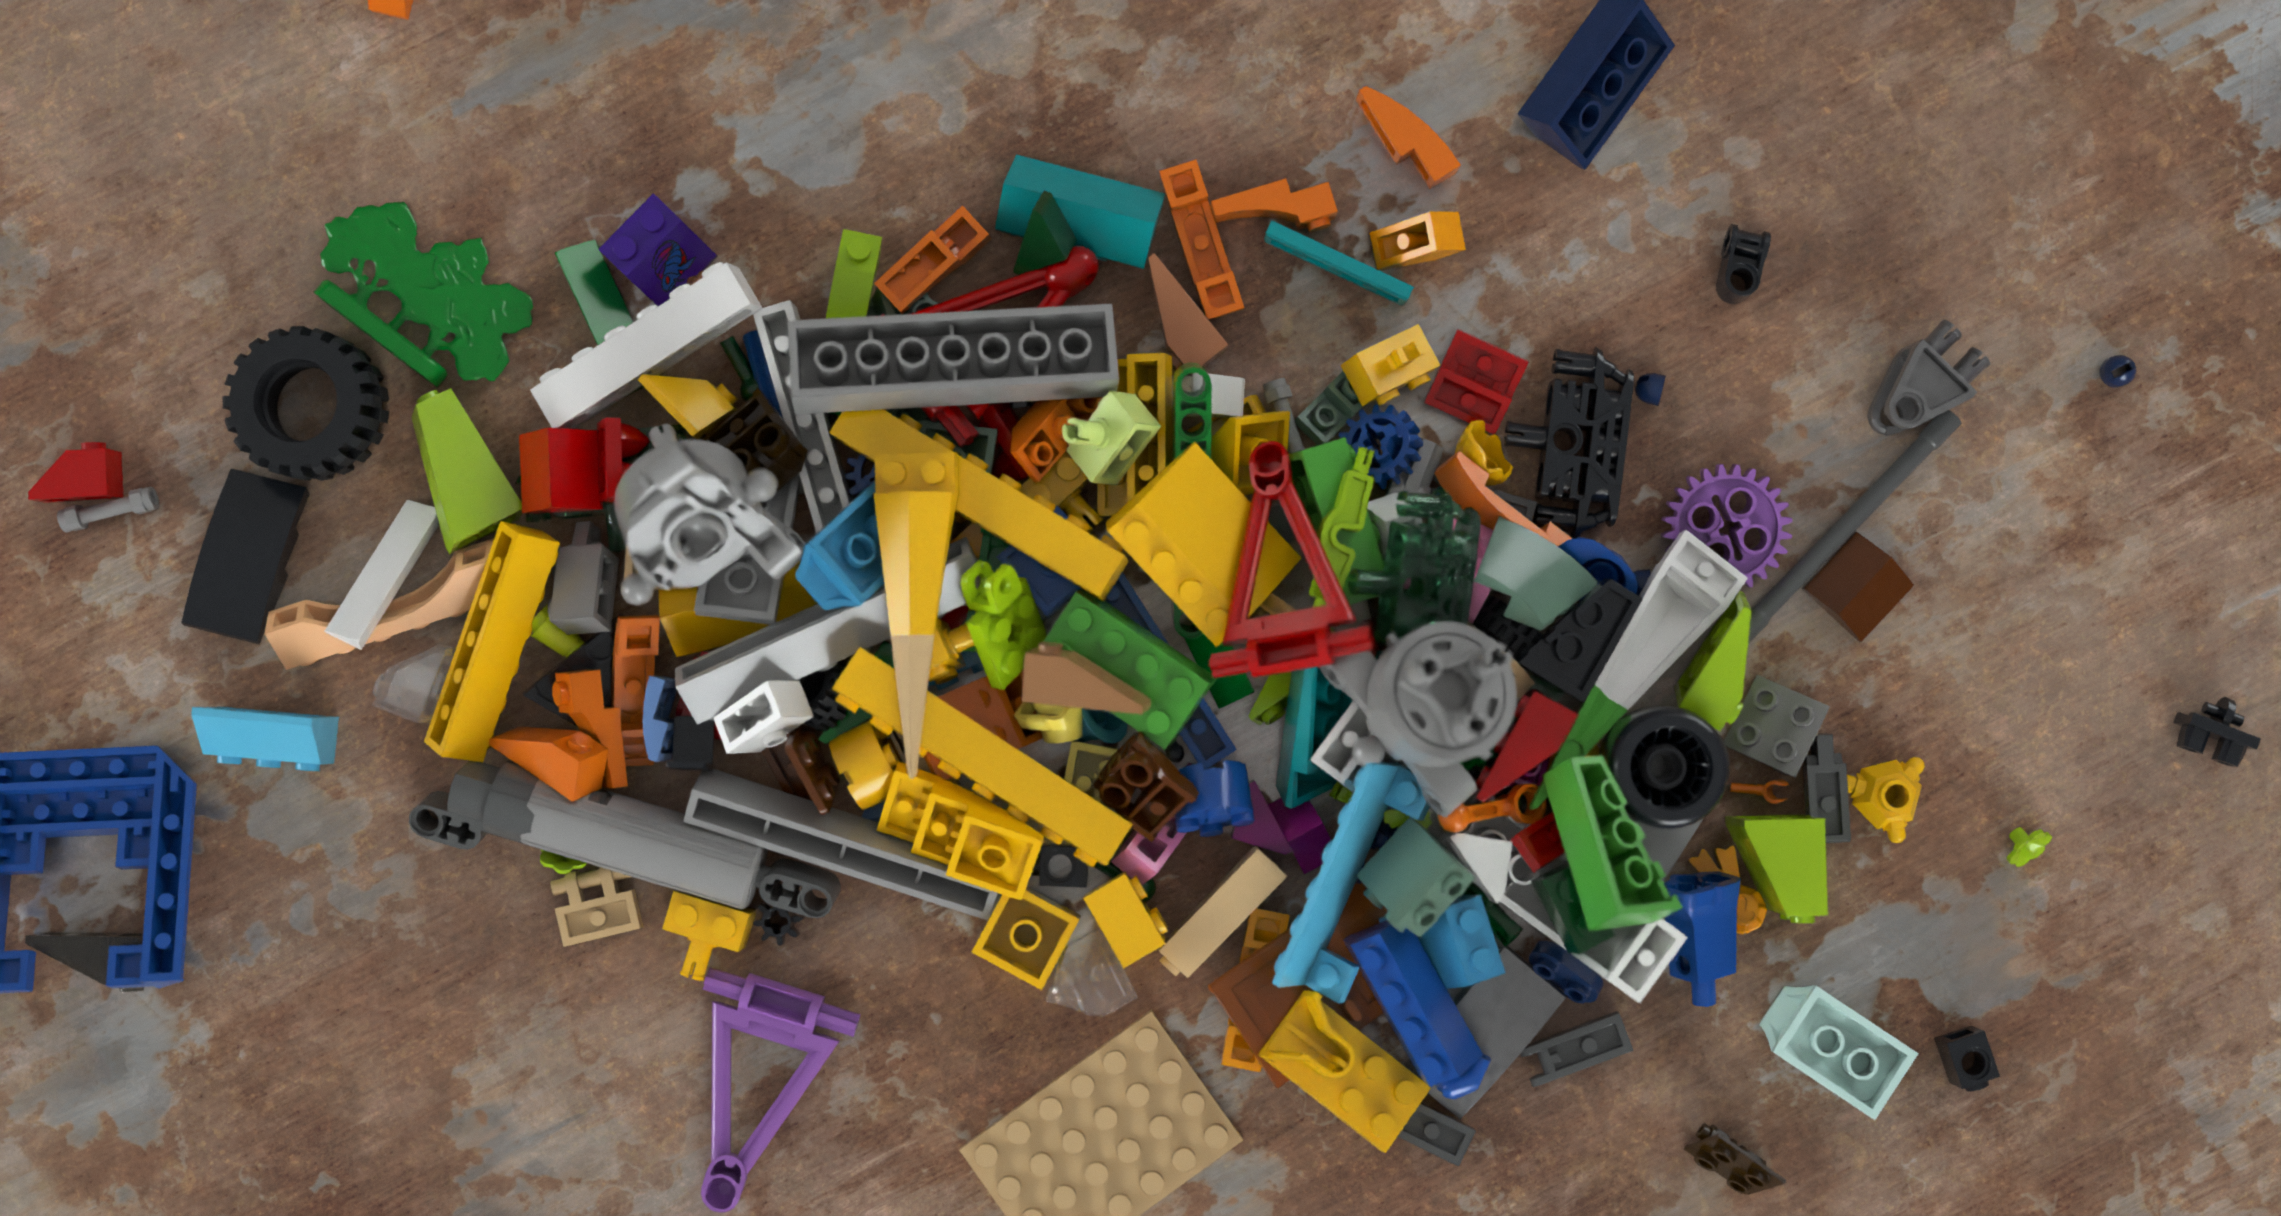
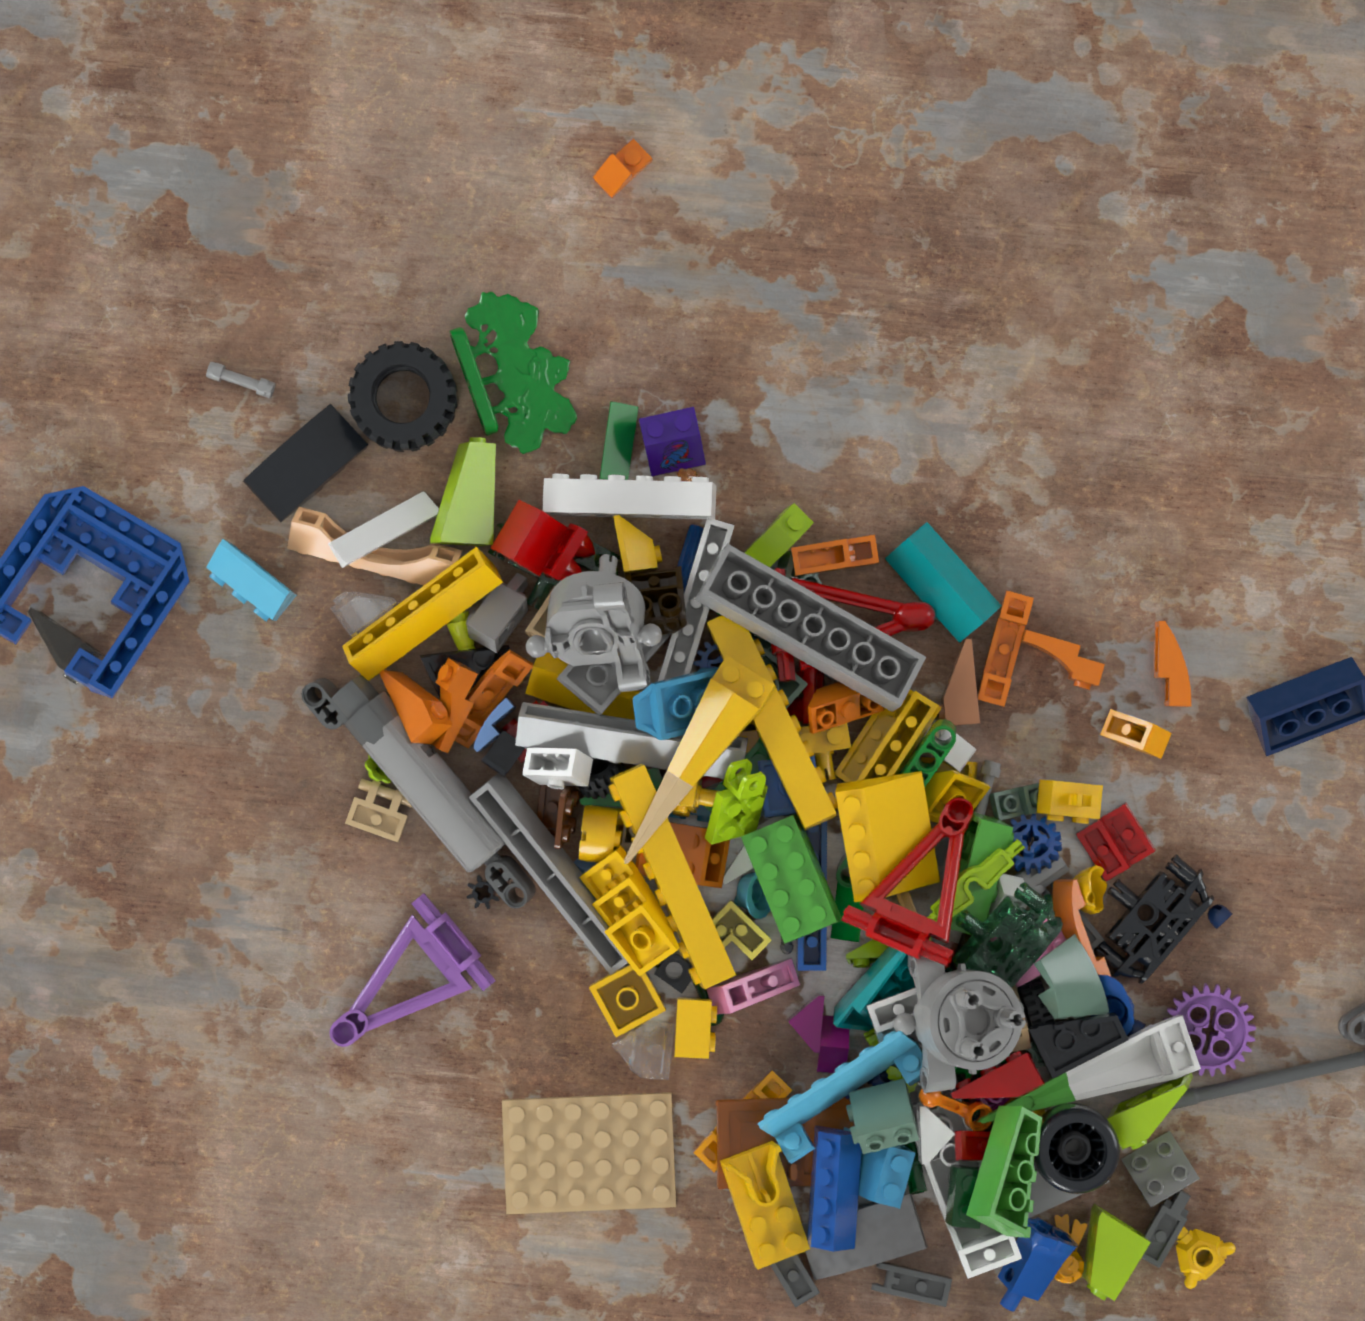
camera: 30 degrees right, 0 degrees up
(82, 476) = (239, 350): red slope -> none
(706, 926) = (438, 867): yellow brick -> none
(741, 367) = (674, 557): dark green bar -> none
(1046, 238) = (913, 588): dark green slope -> none
(1056, 722) = (733, 878): light yellow piece -> none
(1072, 680) = (756, 866): medium nougat slope -> none
(1111, 437) = (873, 735): yellowish green brick -> none
(1143, 786) = (757, 956): reddish brown slope -> none
(1221, 800) = (792, 989): blue brick -> none
(1221, 912) = (753, 1061): tan slope -> none
(1338, 263) = (1078, 716): teal tile -> none
(1467, 1082) = (833, 1259): blue arm -> none
(1566, 972) = (936, 1233): dark blue plate -> none
(1742, 256) = (1327, 871): black piece -> none
(1761, 790) = (1126, 1201): orange hand -> none
(1859, 586) = (1266, 1117): reddish brown slope -> none

